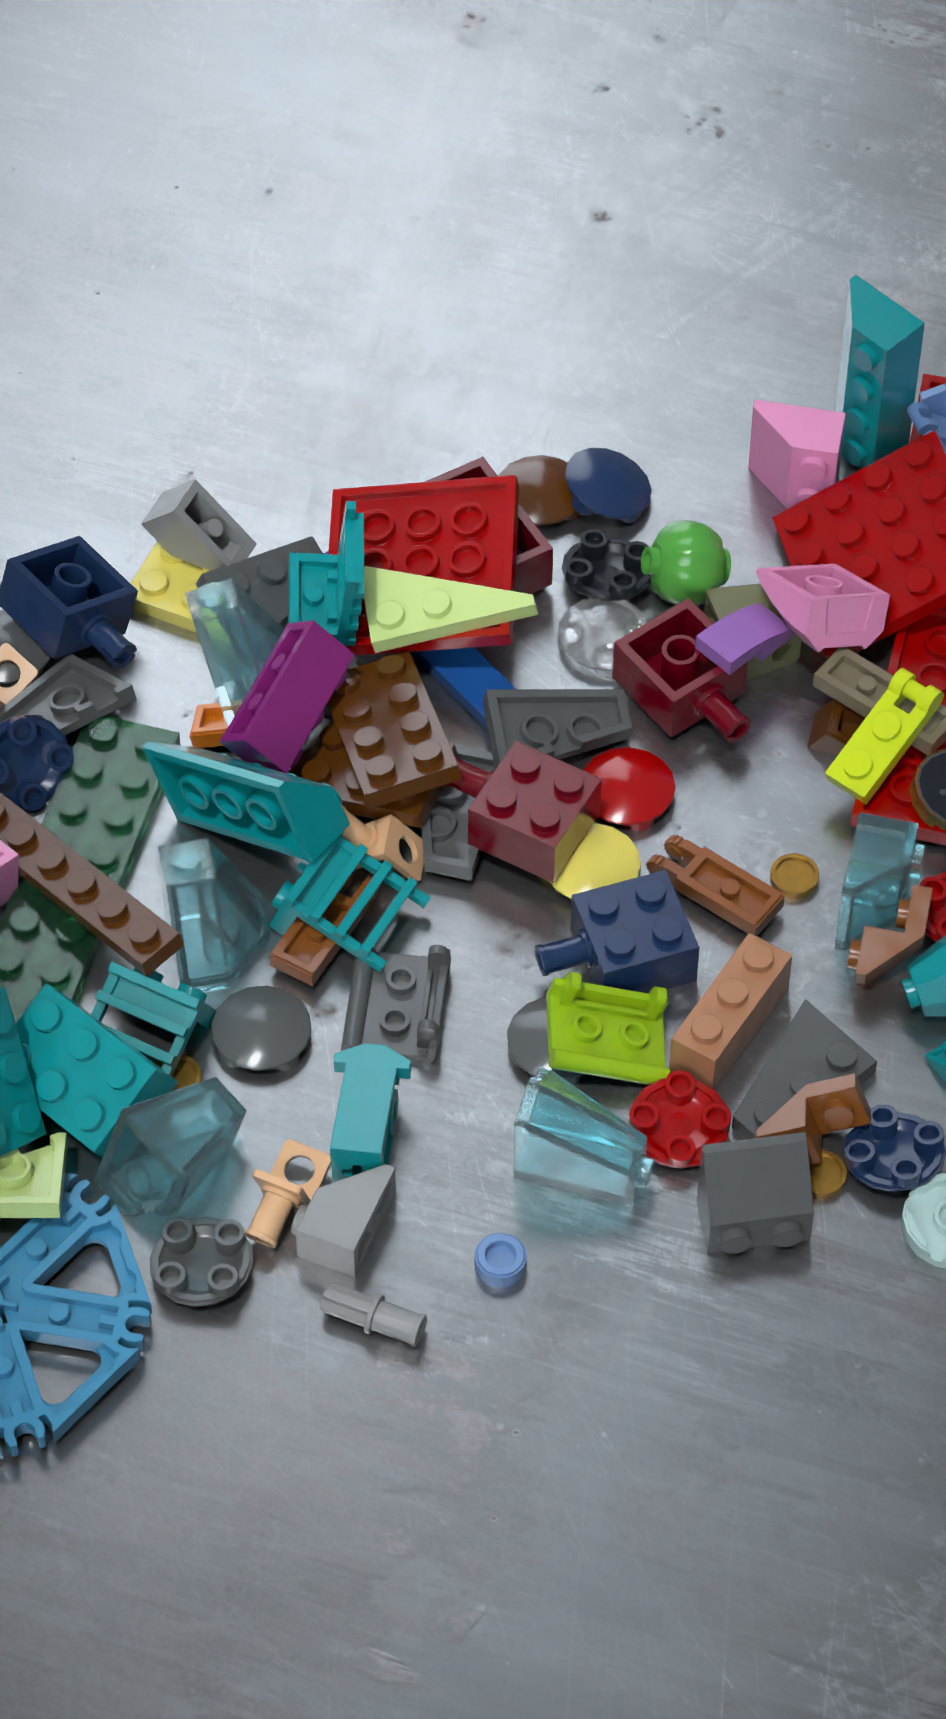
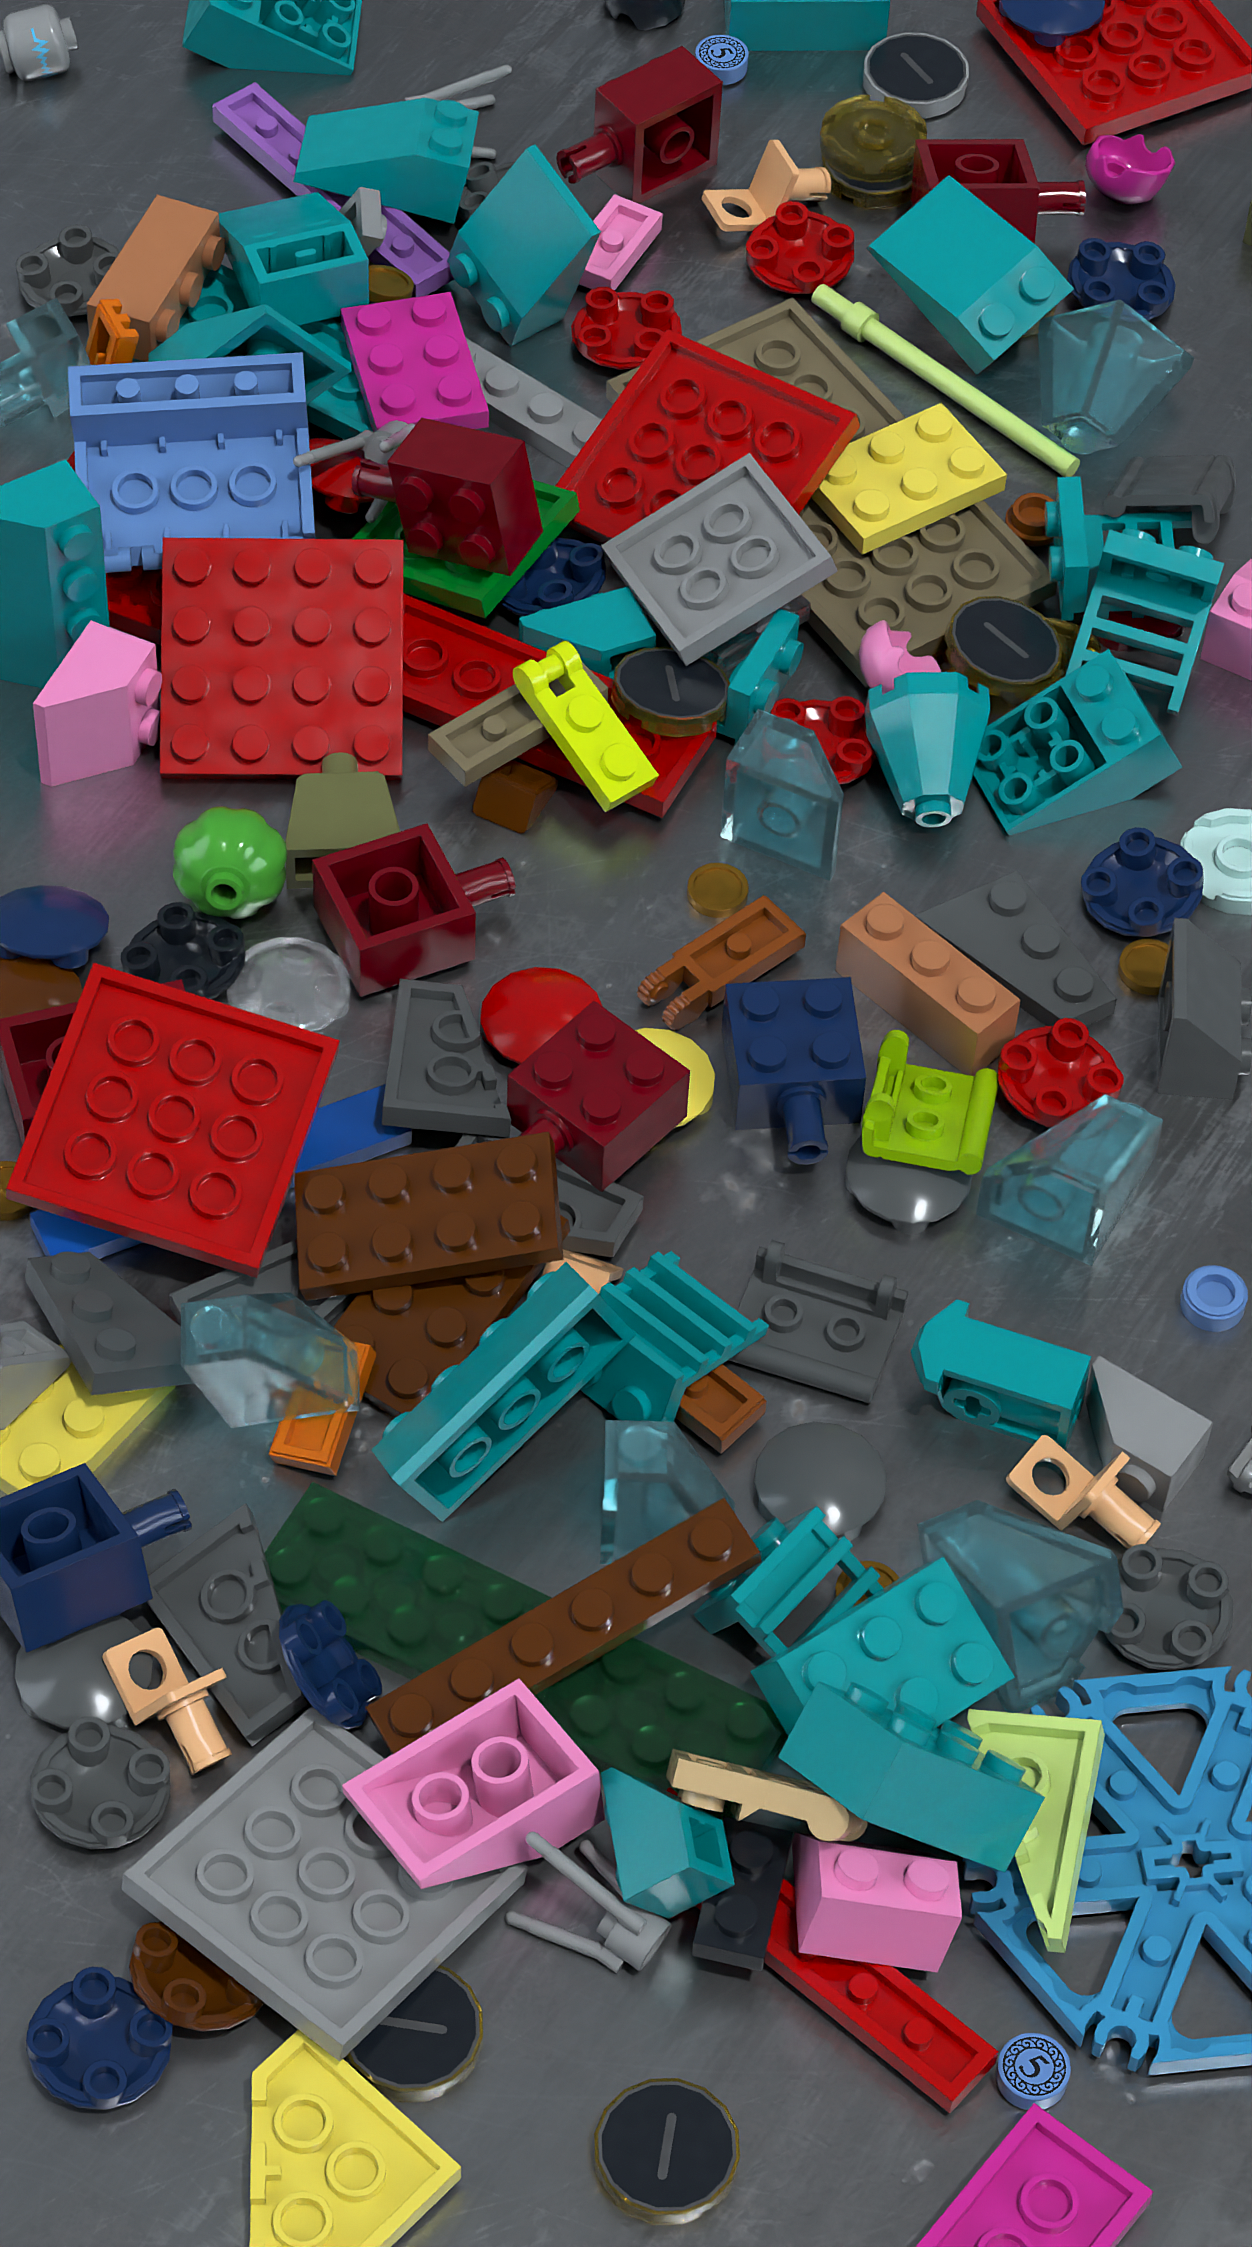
camera: 80 degrees left, 0 degrees up
(288, 697) = (360, 1306): magenta brick -> none
(329, 585) = (207, 1201): teal plate -> none
(420, 608) = (260, 1128): yellowish green wing -> none
(742, 636) = (395, 819): medium lavender slope -> none
(820, 1110) = (1114, 955): dark orange slope -> none
(826, 604) = (365, 728): bright pink slope -> none
(886, 948) = (880, 824): dark orange slope -> none

